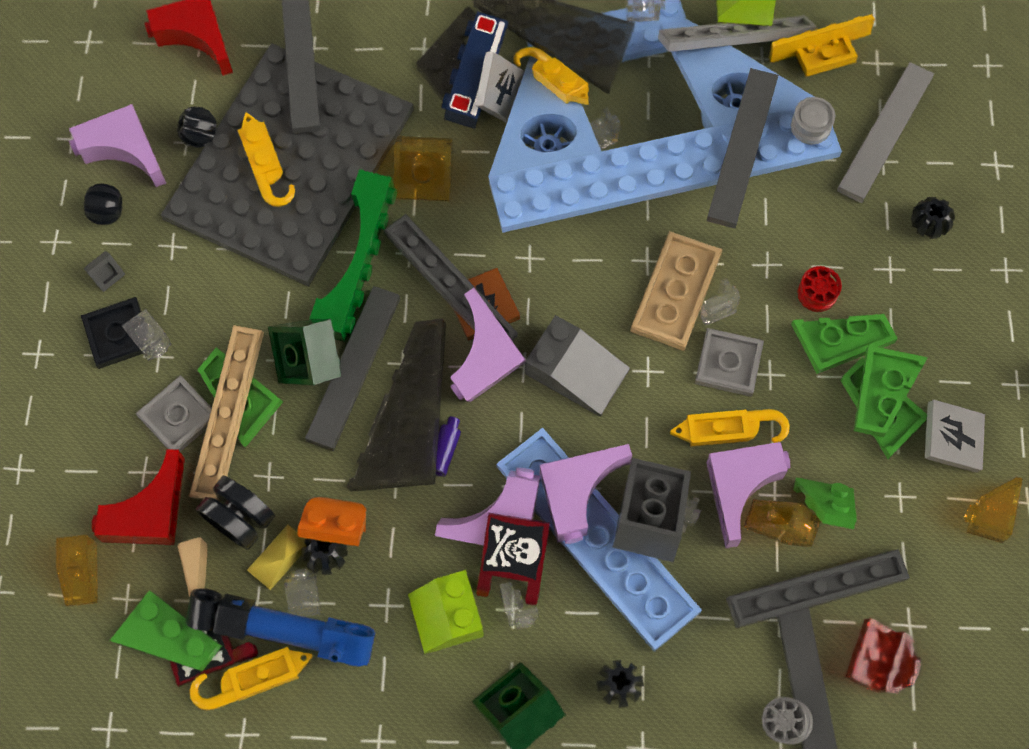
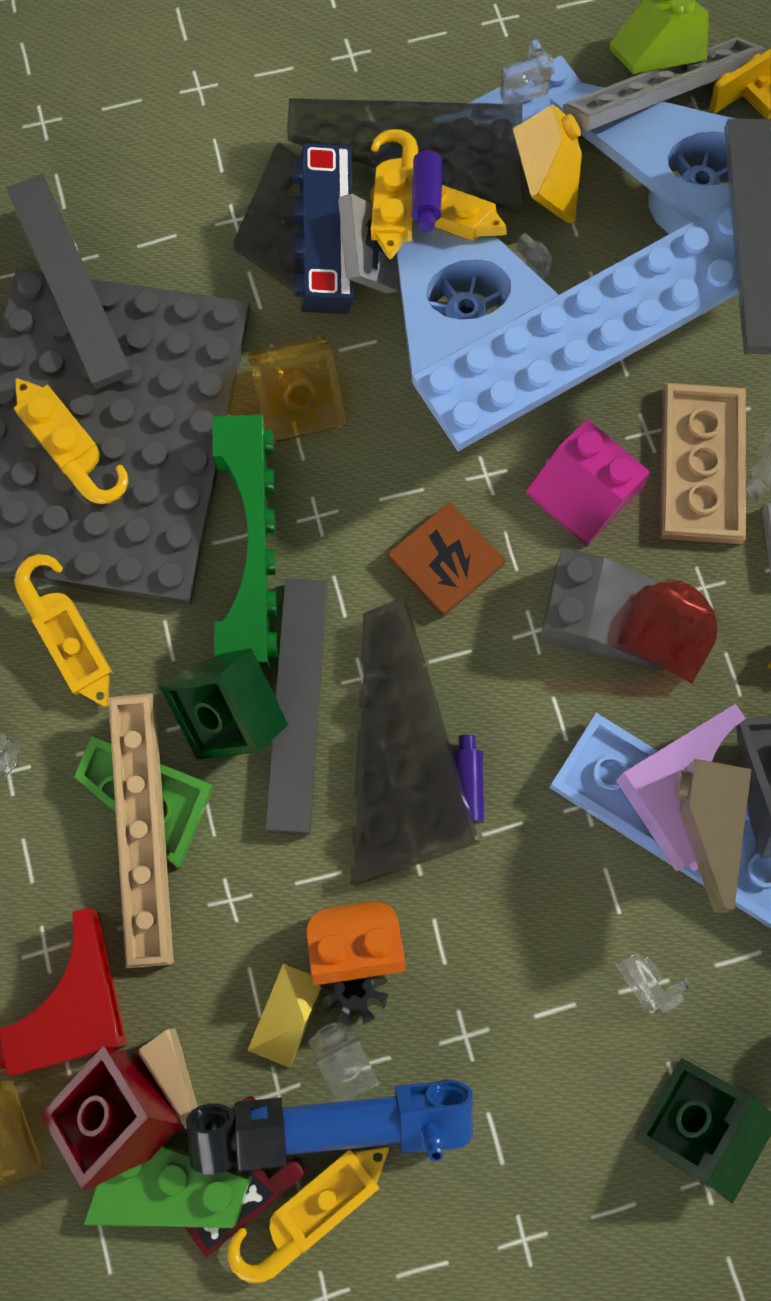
camera: 20 degrees left, 5 degrees up
(147, 577) = (110, 1117): none -> dark red slope
(176, 415) = (65, 852): light grey tile -> none
(222, 280) = (64, 633): none -> yellow plate
(238, 508) = (208, 973): black wheel -> none
(438, 270) = (394, 543): dark grey tile -> none
(446, 612) = (557, 1024): lime slope -> none
(491, 355) = (493, 630): lavender arch -> none
(514, 551) = (623, 906): flag -> none
(516, 500) = (593, 867): lavender arch -> none
(526, 59) = (392, 199): none -> yellow plate
(545, 62) = (427, 189): none -> dark purple cylinder
(585, 502) = (714, 819): none -> dark tan slope
(592, 280) = (588, 482): none -> dark pink slope
(611, 388) = (672, 627): none -> clear red slope
(639, 66) = (551, 160): none -> yellow slope

